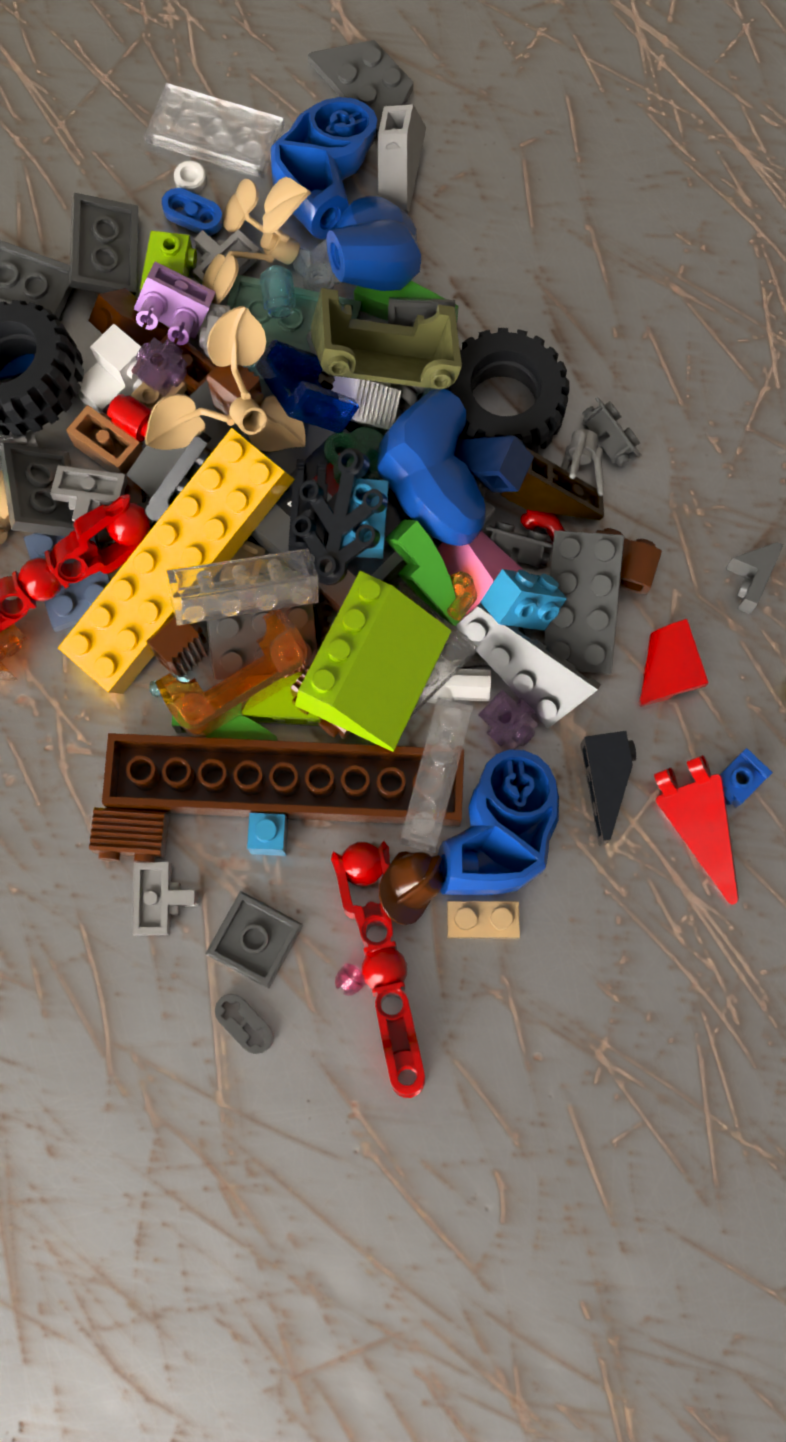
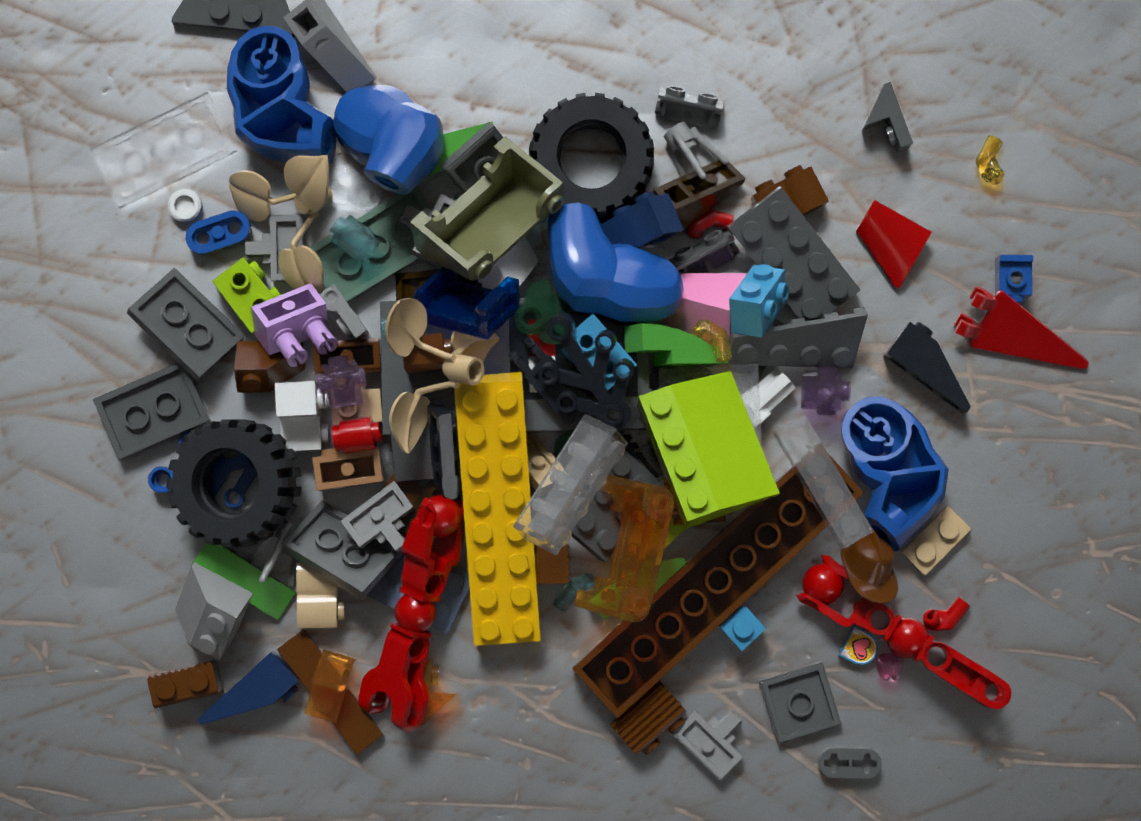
camera: 45 degrees left, 10 degrees up
(342, 942) = (859, 647): none -> tile
(430, 987) = (945, 619): none -> red arm

